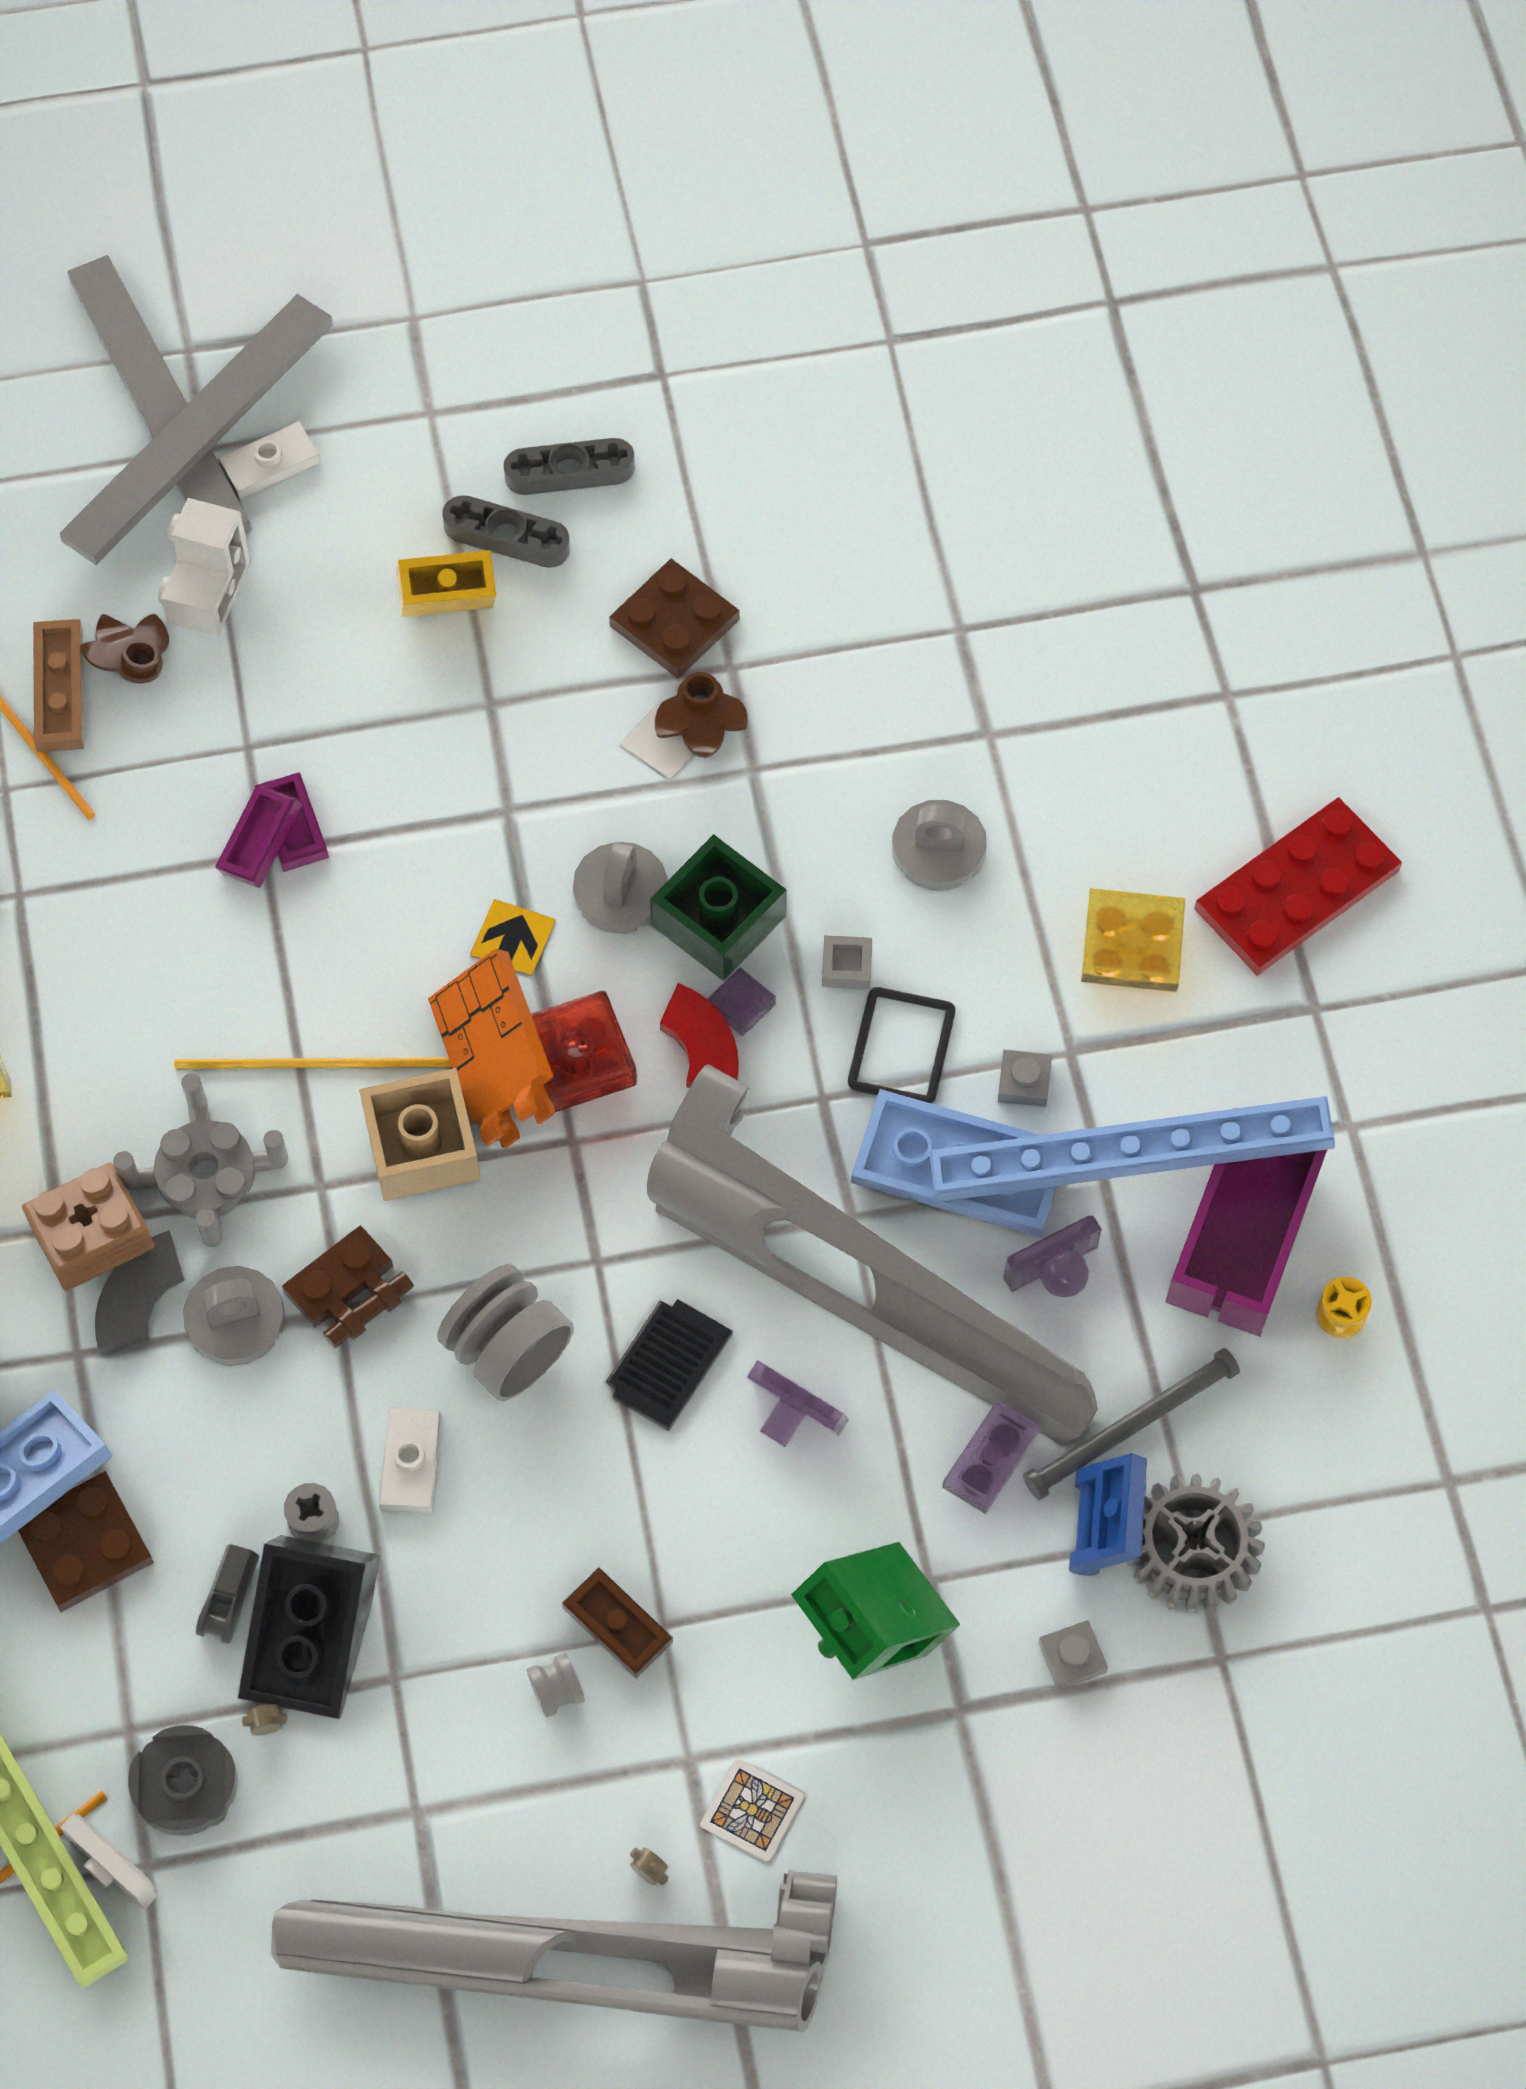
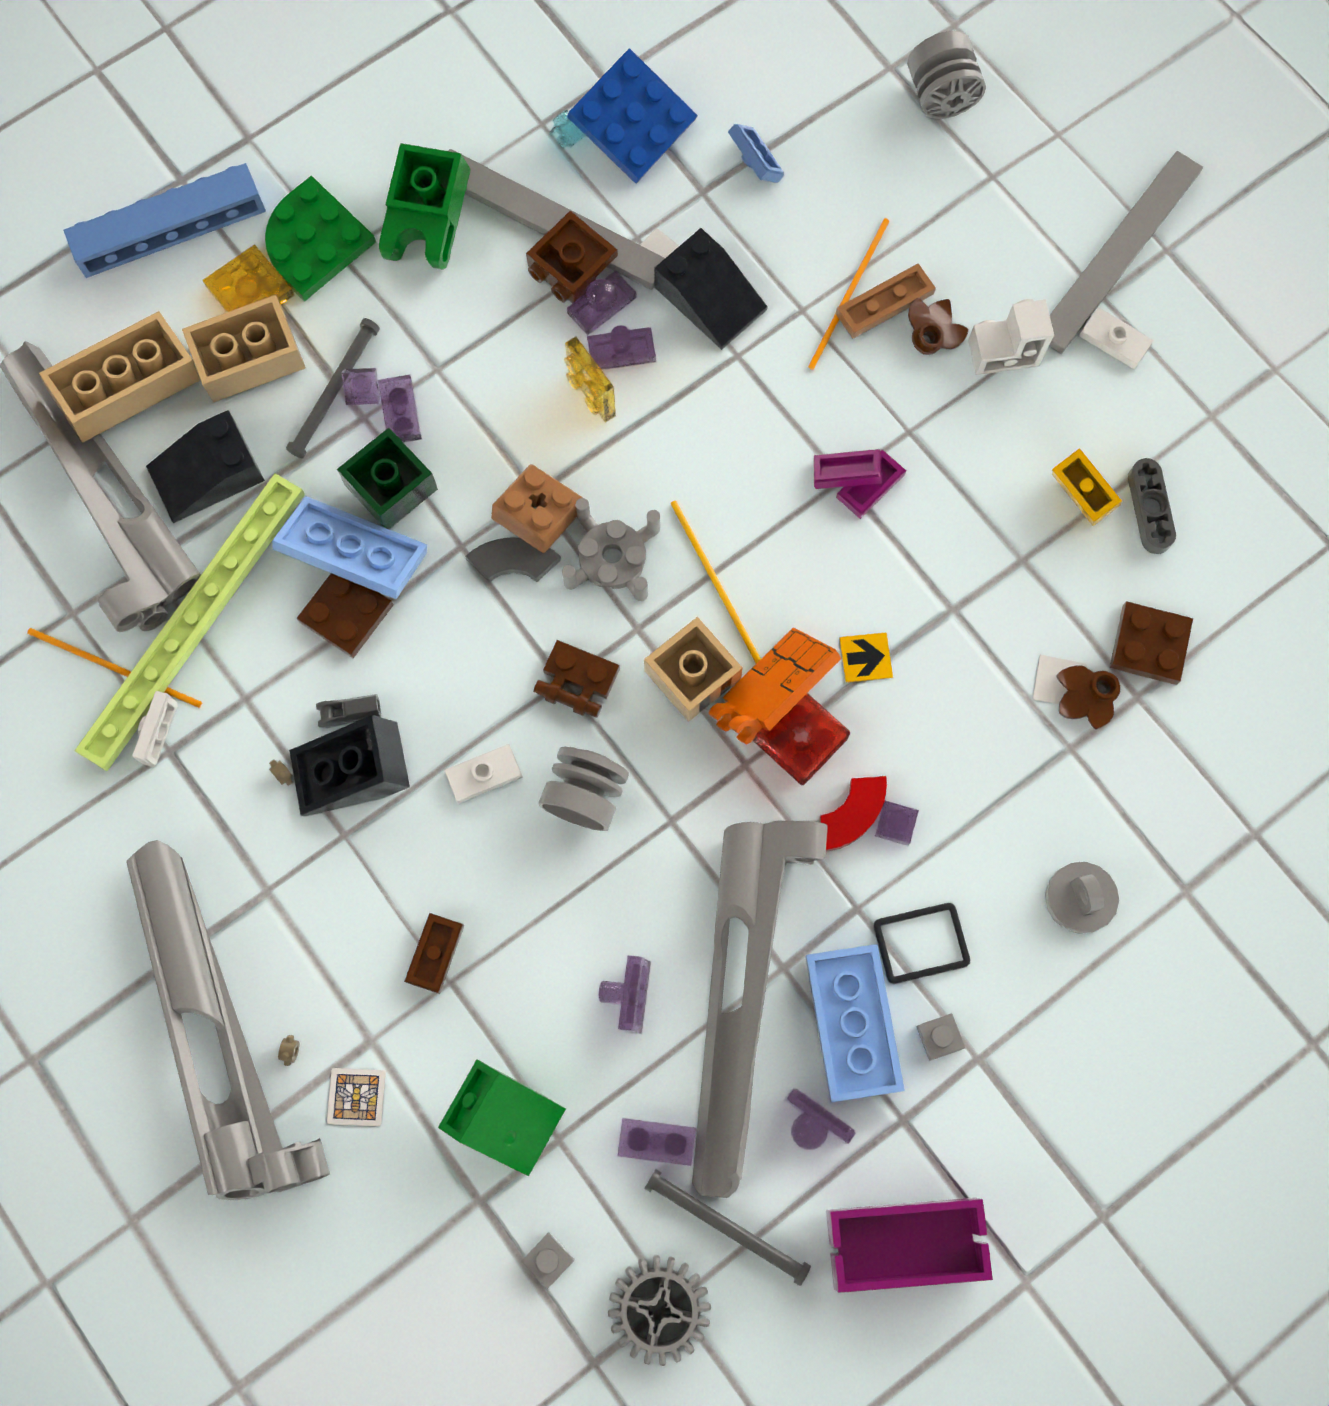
camera: 65 degrees right, 10 degrees up
(161, 1759) = (241, 752): dark grey plate -> none
(196, 429) = (1112, 283): light grey tile -> none
(234, 1315) = (526, 622): light grey tile -> none
(317, 1523) = (422, 739): light grey wheel -> none
(555, 1684) = (375, 935): light grey wheel -> none
(558, 481) = (1221, 534): dark grey beam -> none
(616, 886) = (936, 706): light grey tile -> none
(667, 1362) = (624, 899): black window -> none
(718, 907) = (950, 775): dark green brick -> none
(847, 962) = (959, 878): light grey plate -> none
(1109, 1514) = (648, 1244): blue plate -> none
(1132, 1149) = (917, 1144): light blue tile -> none
(1133, 940) = (1082, 1065): clear yellow plate -> none
(1297, 886) = (1191, 1163): red plate -> none
(1348, 1296) = (889, 1345): yellow wheel -> none

